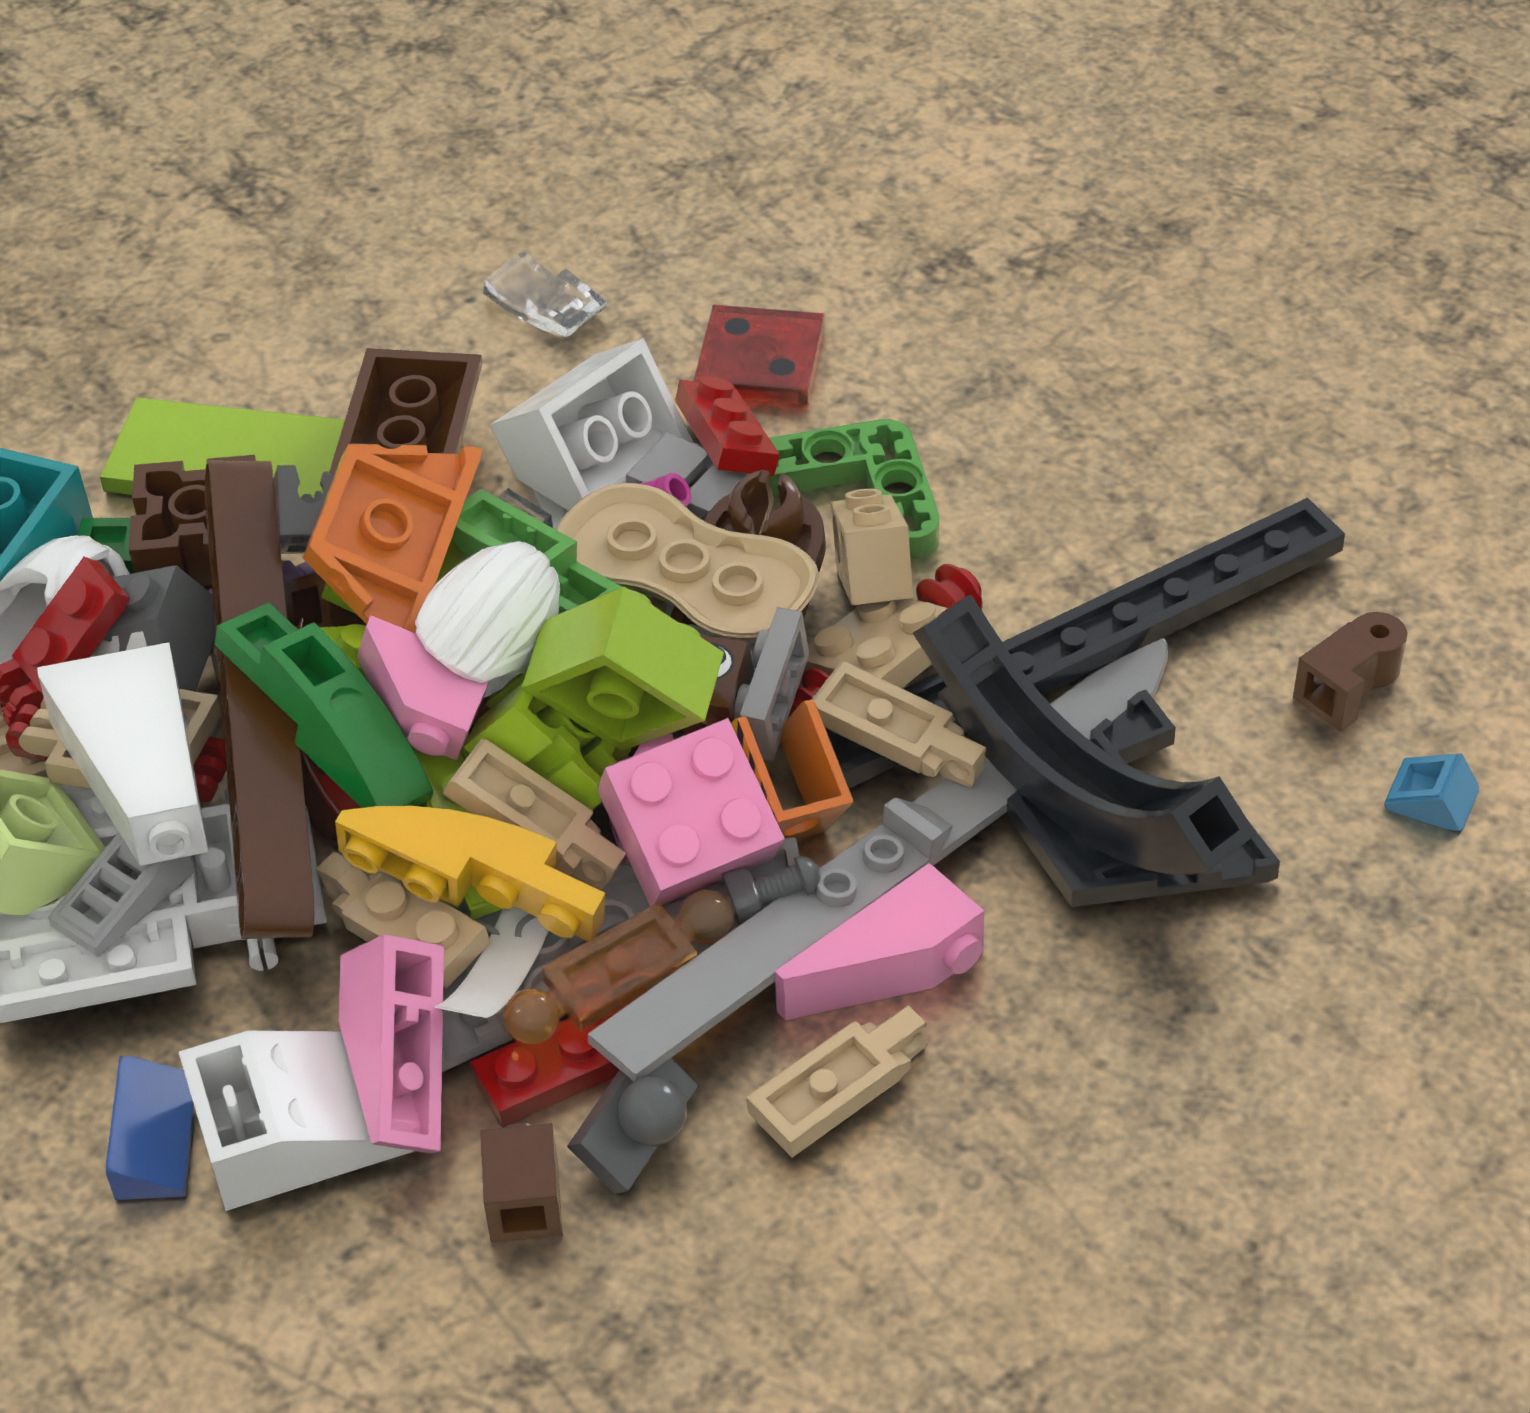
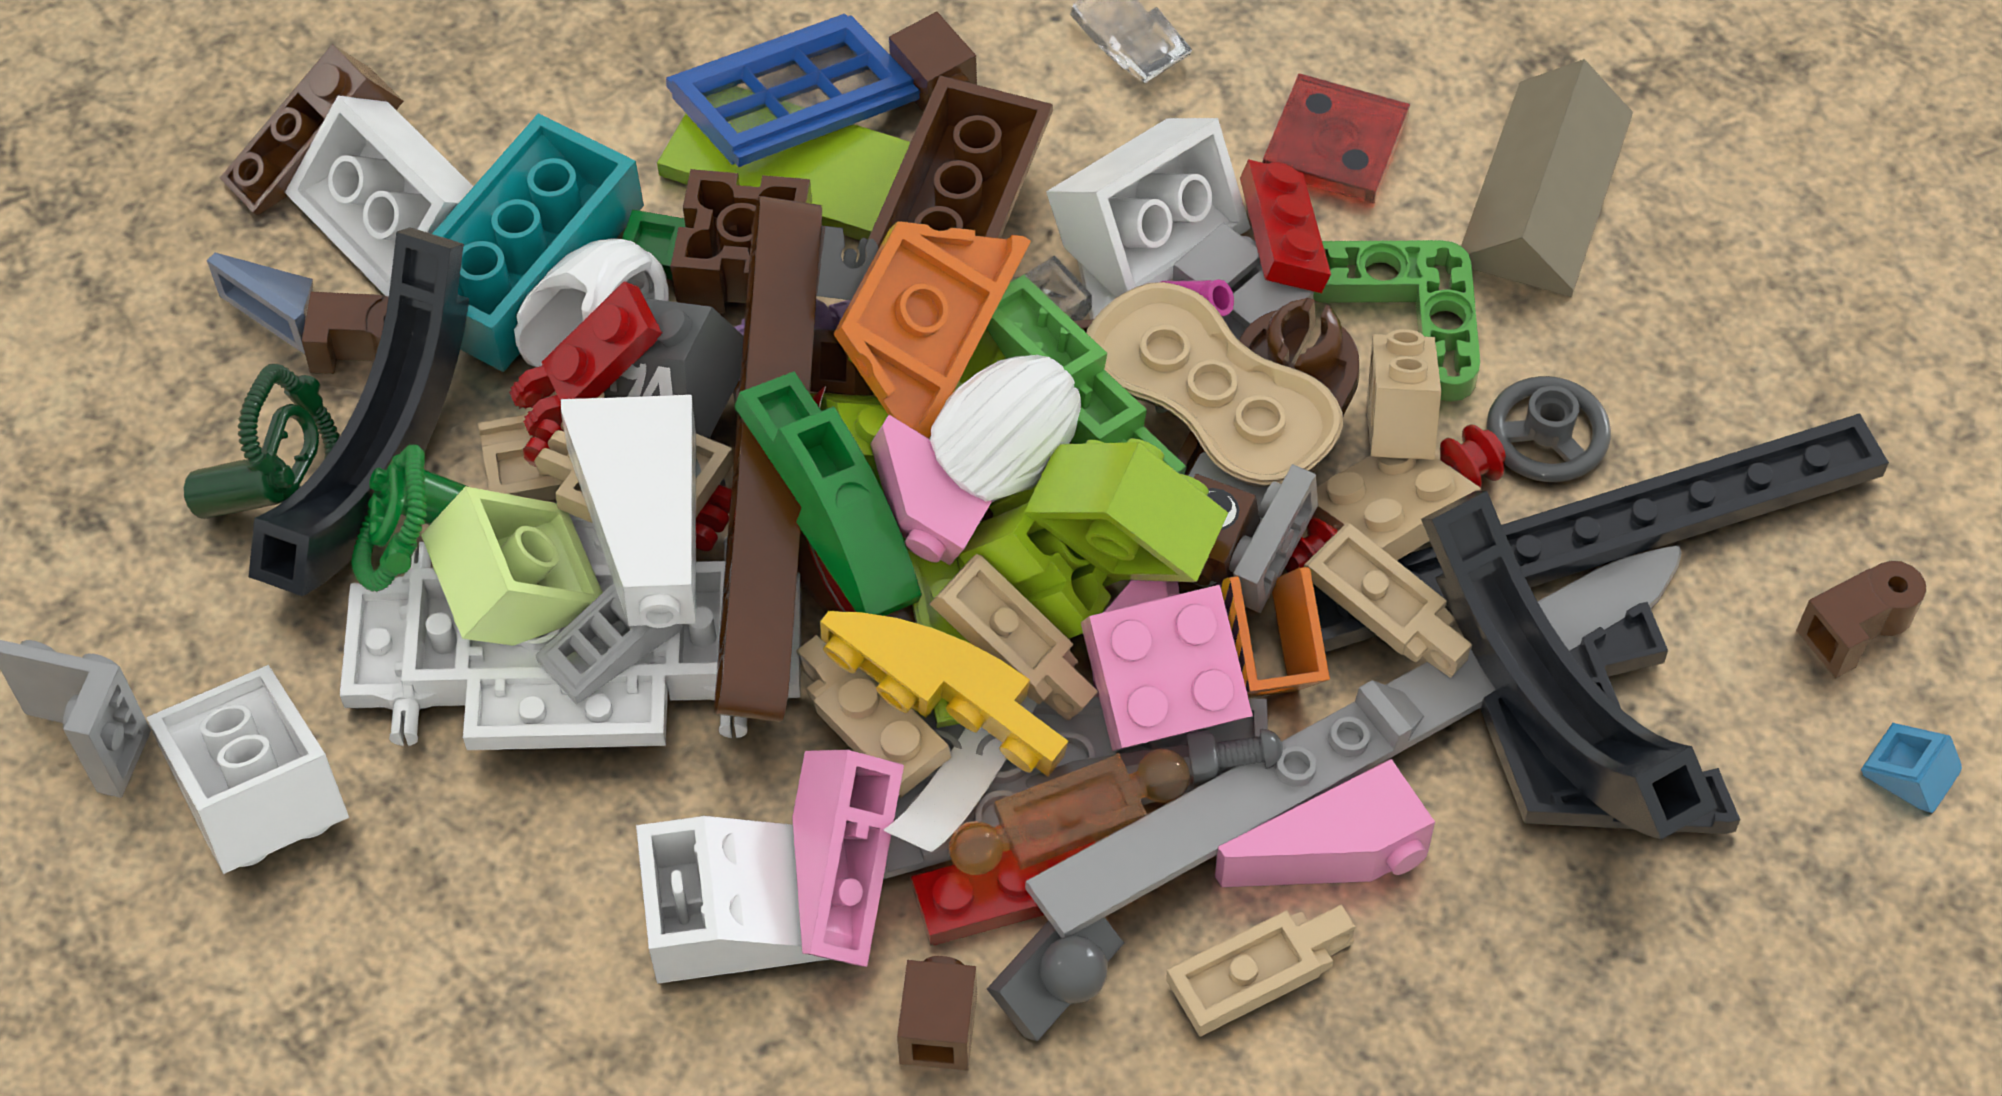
camera: 10 degrees right, 10 degrees up
(149, 1131) = (599, 888): blue slope -> none
(222, 391) = (792, 89): none -> blue piece
(343, 340) = (930, 51): none -> reddish brown brick
(969, 355) = (1548, 179): none -> dark tan slope
(1018, 557) = (1550, 423): none -> dark grey piece

